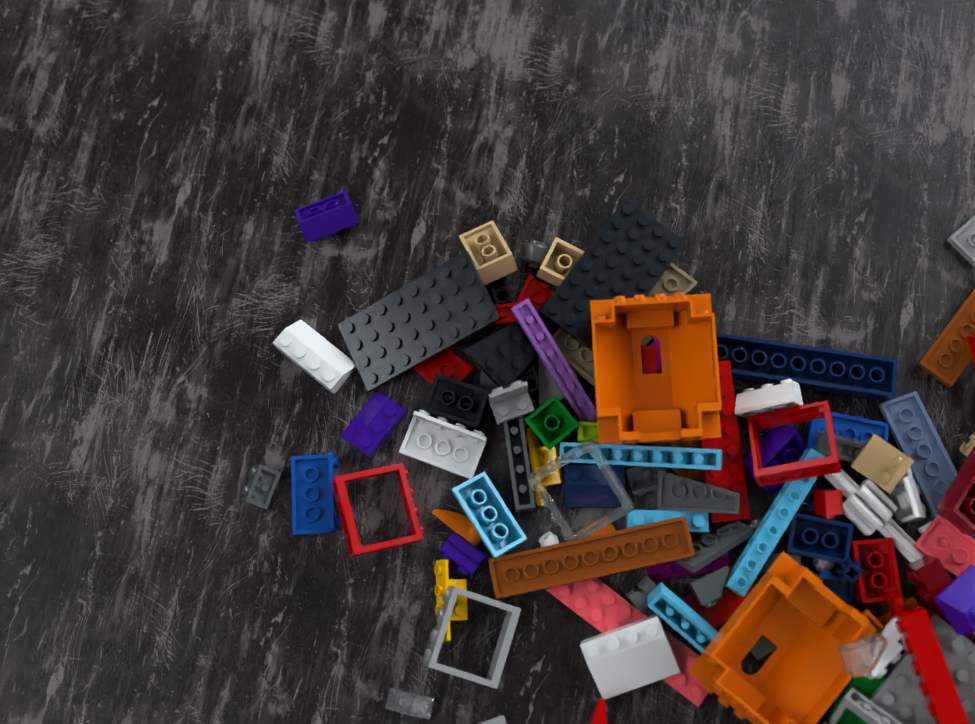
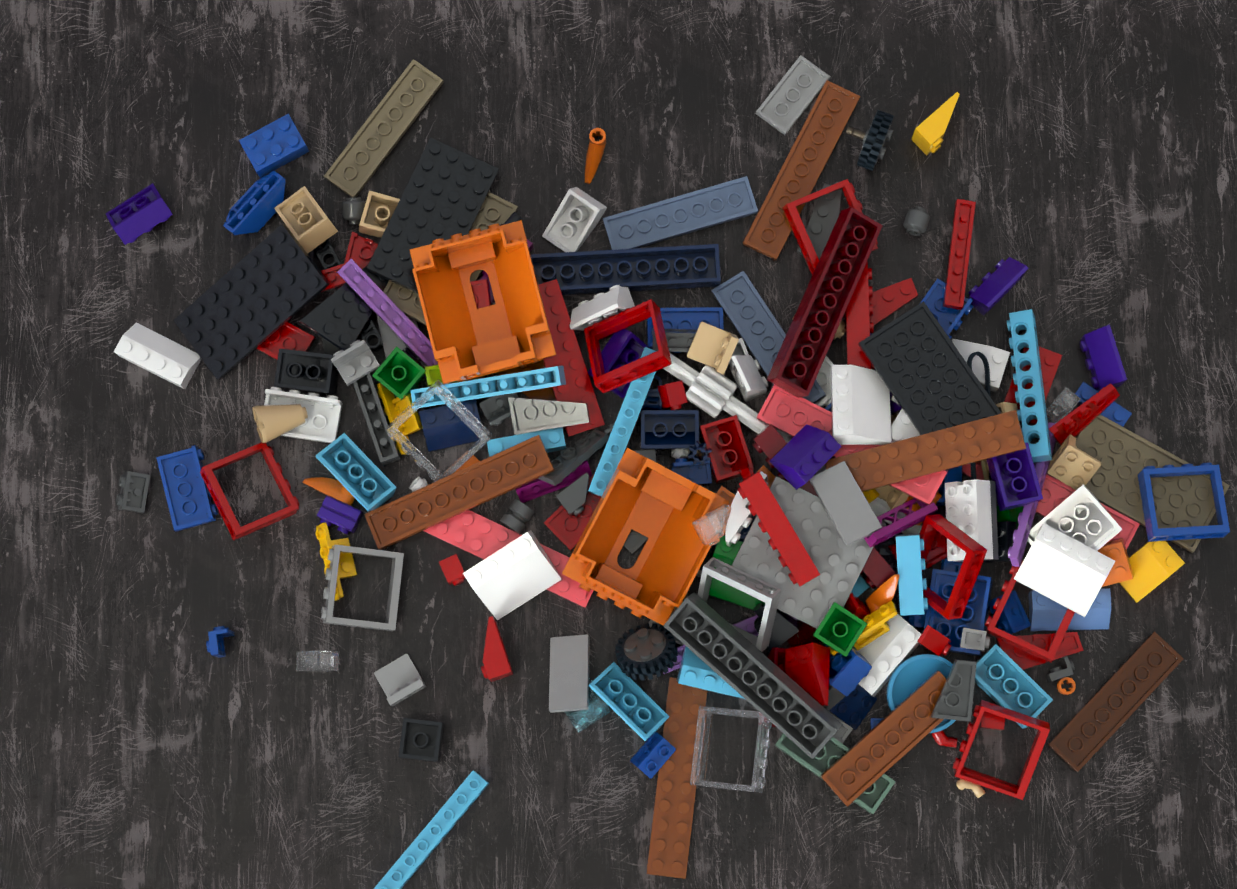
camera: 10 degrees left, 5 degrees up
(309, 663) = (216, 641): none -> blue bracket
(373, 424) = (229, 410): dark purple slope -> none
(420, 444) = (277, 419): none -> tan cone
(442, 229) = (256, 205): none -> blue wedge
(470, 177) = (274, 145): none -> blue brick
(568, 637) = (453, 570): none -> red brick
(578, 183) = (383, 129): none -> dark tan plate
(681, 617) = (549, 527): medium azure brick -> none
(751, 307) = (574, 220): none -> white slope
(781, 245) = (594, 153): none -> orange piece
(860, 323) = (681, 215): none -> sand blue plate

